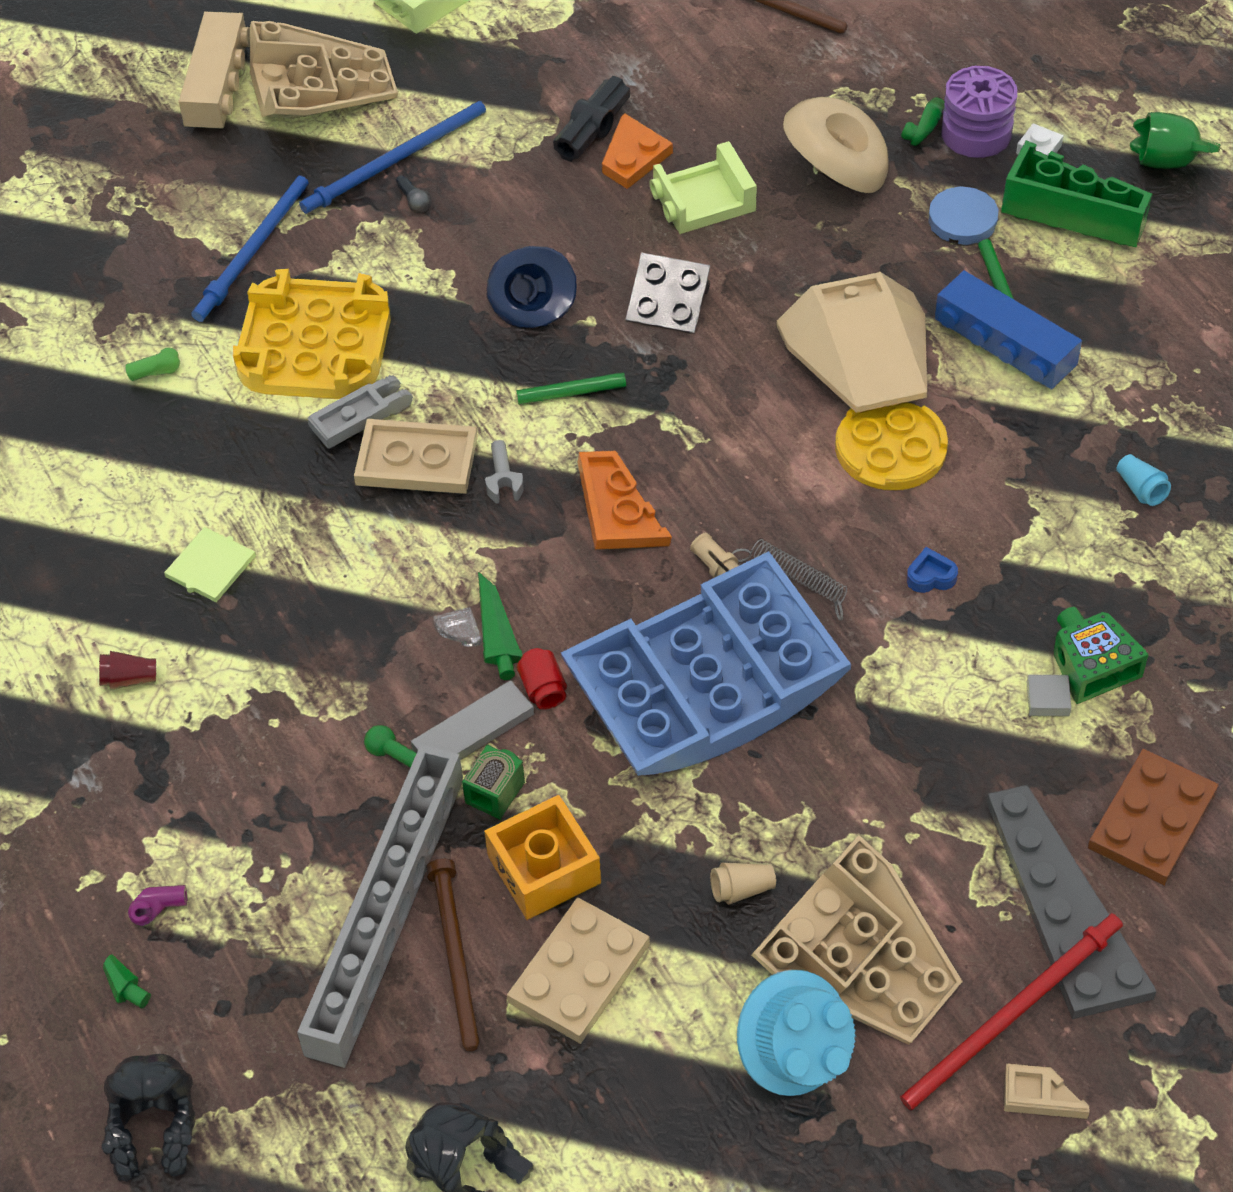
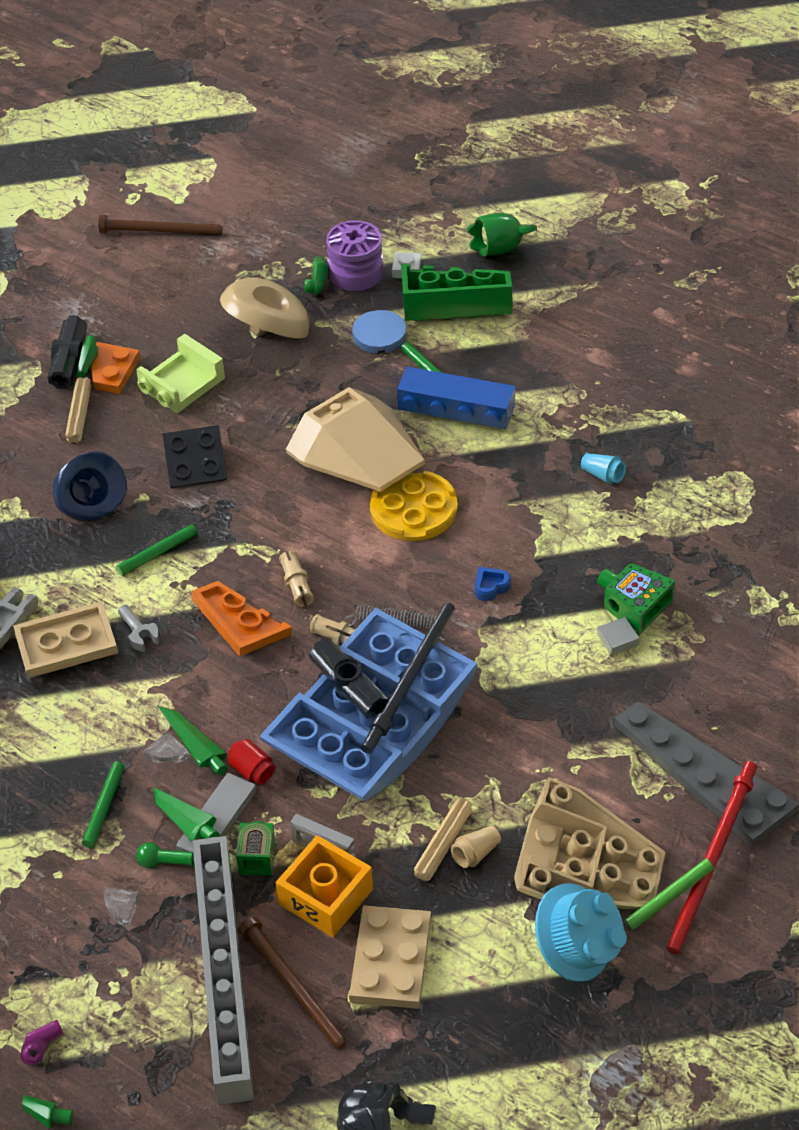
camera: 25 degrees left, 5 degrees down
(319, 784) = (121, 904): none -> clear tile
(360, 662) = (103, 804): none -> green bar
(439, 717) = (191, 820): none -> bar
(569, 191) = (78, 410): none -> tan axle
(586, 815) = (305, 830): none -> light grey tile
(611, 129) = (88, 355): none -> green bar
(697, 640) = (338, 668): none -> black piece
(702, 691) = (382, 722): none -> black bar
(707, 481) = (296, 578): none -> tan pin
(710, 857) = (443, 839): none -> tan axle
(935, 1035) = (669, 894): none -> bright green bar
(1040, 1092) = (758, 904): tan tile -> none
(1153, 816) = (732, 690): dark orange plate -> none

